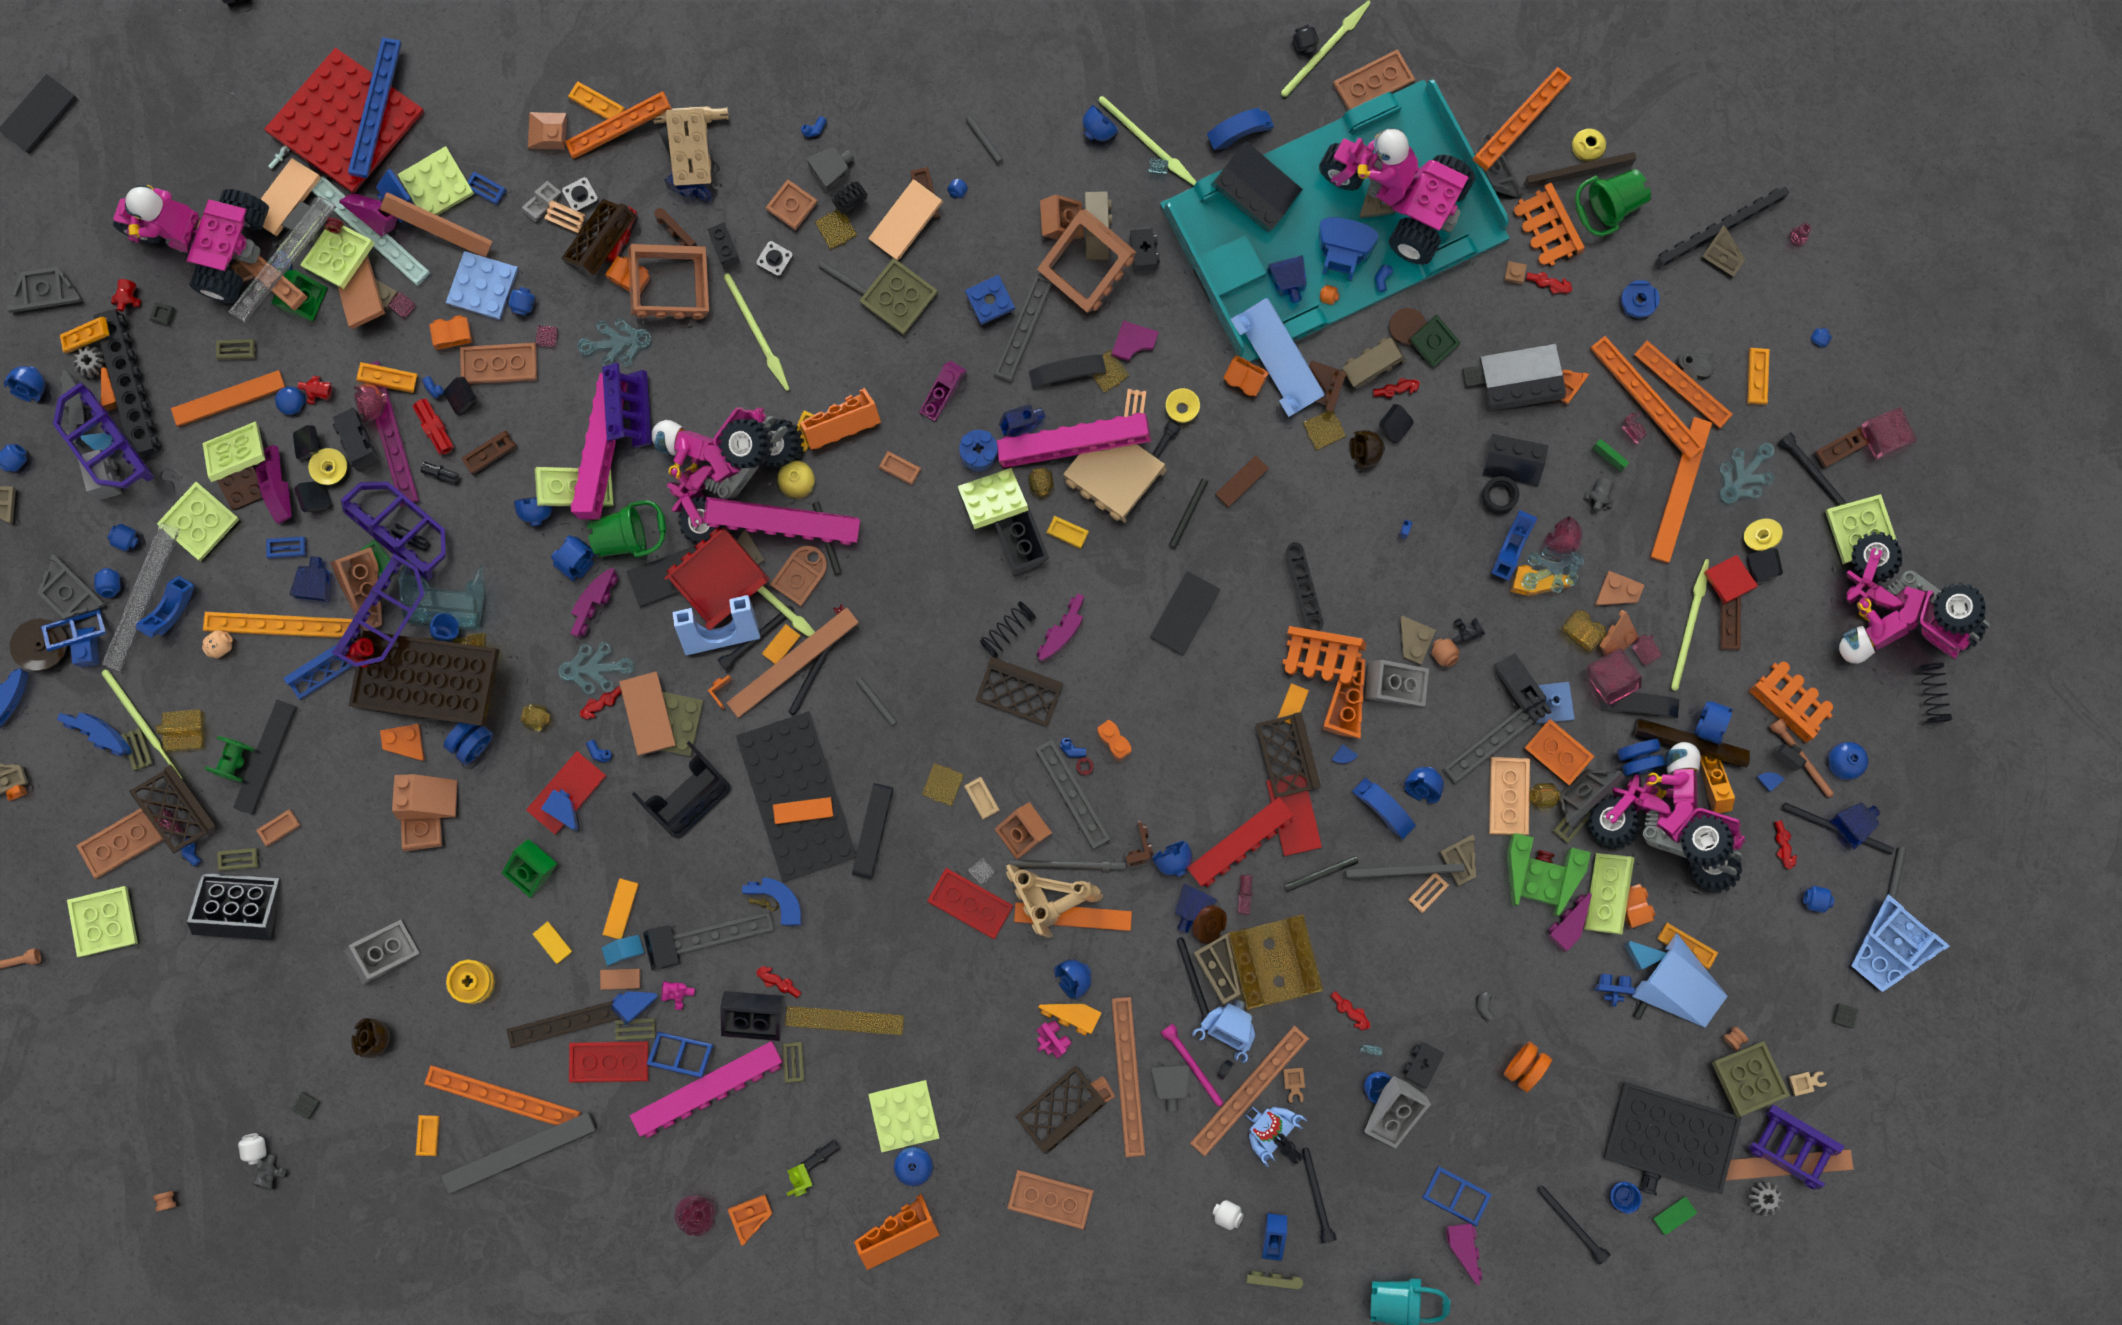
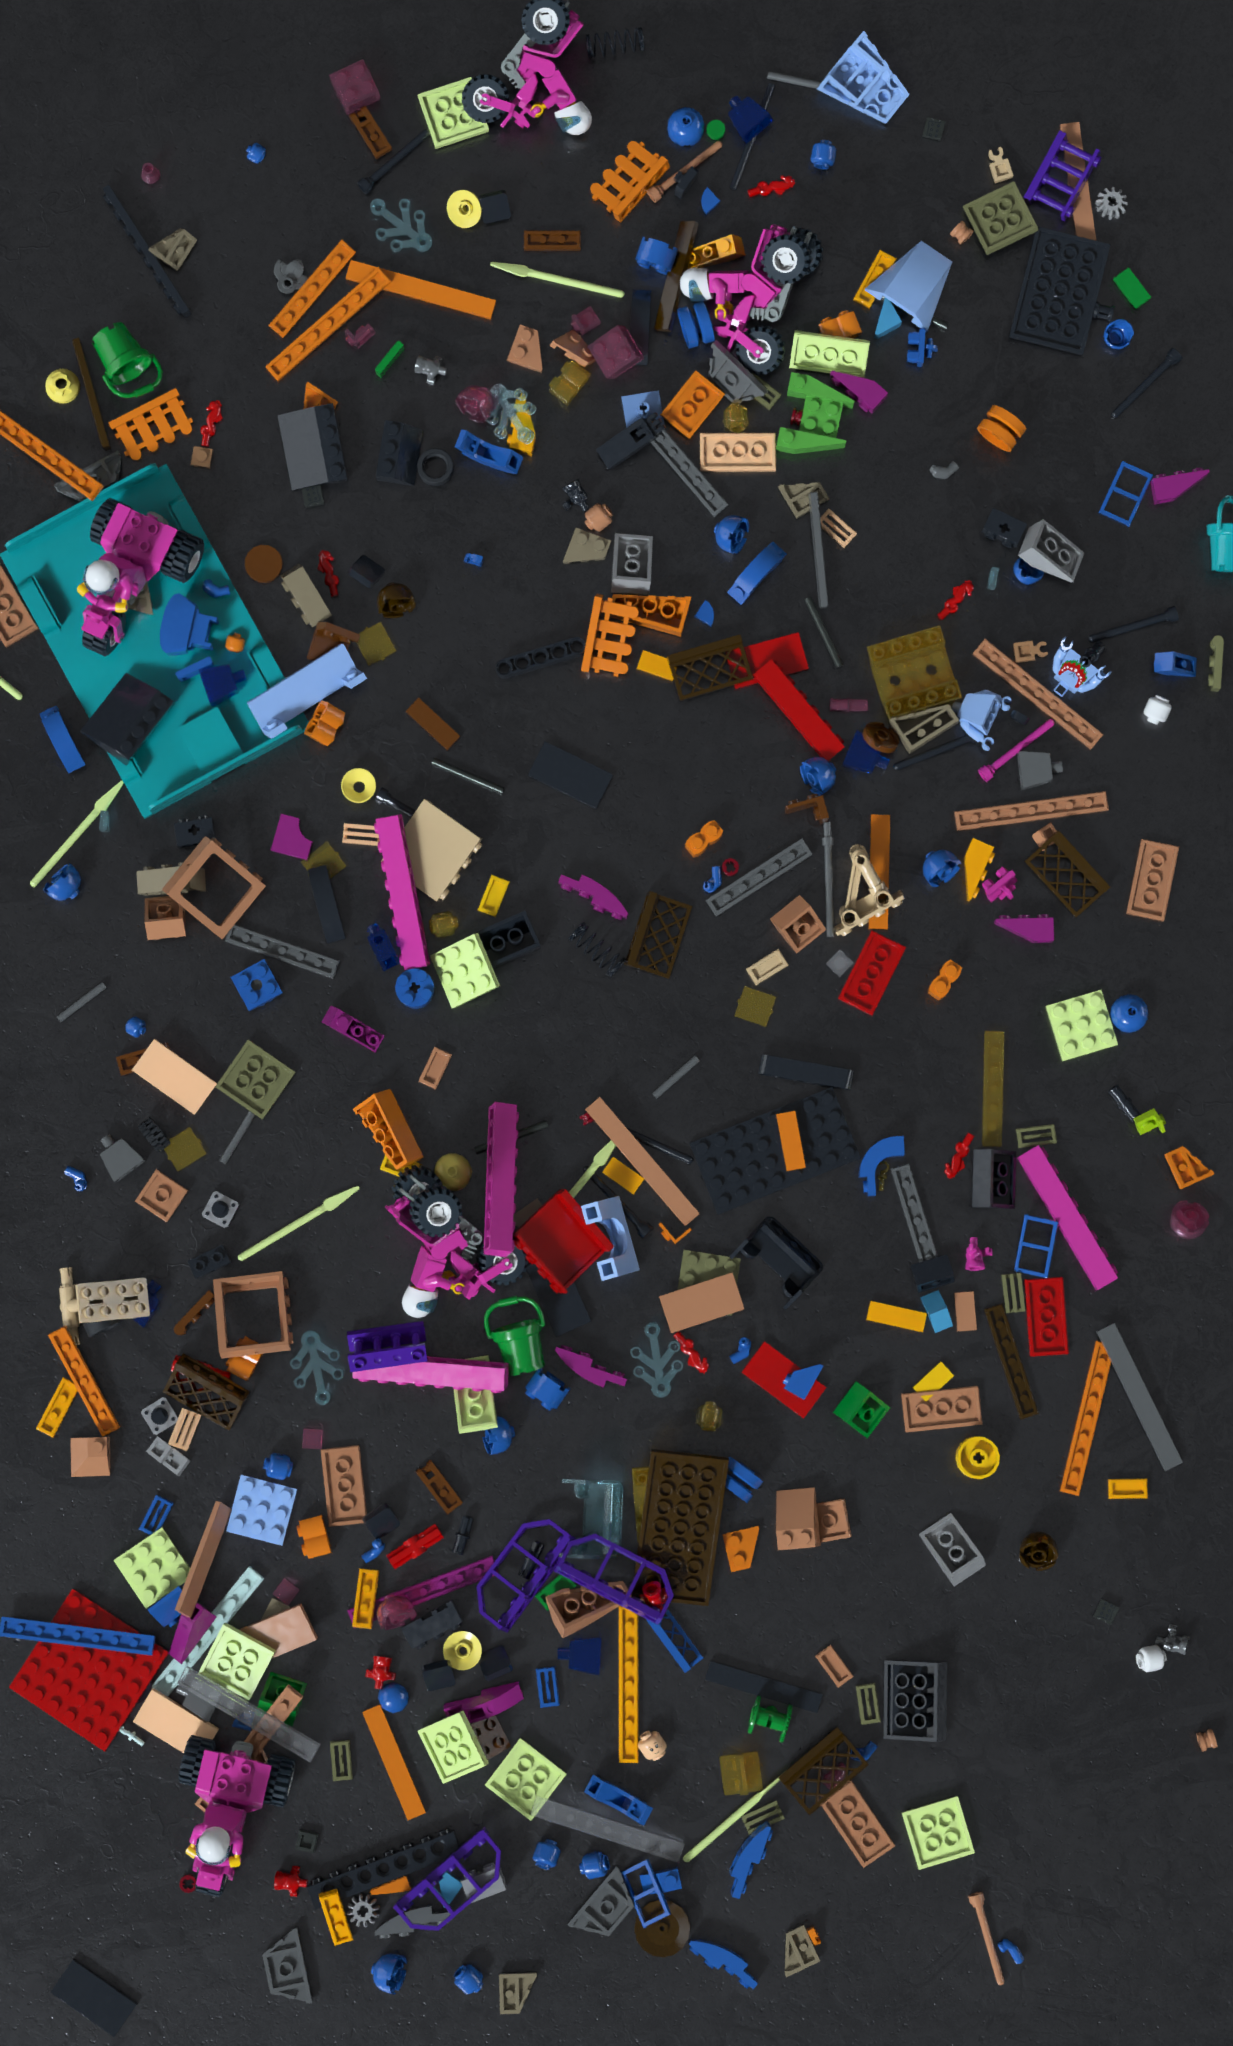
camera: 90 degrees left, 5 degrees up
(334, 225) = (208, 1666): dark red bush -> none
(444, 627) = (626, 1513): blue hair -> none
(522, 952) = (943, 1410): none -> nougat tile
(632, 1004) = (991, 1296): blue slope -> none
(799, 575) = (551, 1162): nougat tile -> none
(897, 1234) = (1194, 1023): orange wedge -> none
(962, 979) = (947, 975): none -> orange brick
(1004, 1071) = (1032, 929): none -> magenta slope
(1301, 249) = (193, 669): none -> blue tile
(1434, 341) = (278, 536): dark green tile -> none
(1631, 292) = (218, 341): blue plate -> none
(1730, 579) = (510, 240): red tile -> none
(1758, 376) = (299, 214): light orange tile -> none
(1844, 791) = (715, 129): none -> green tile

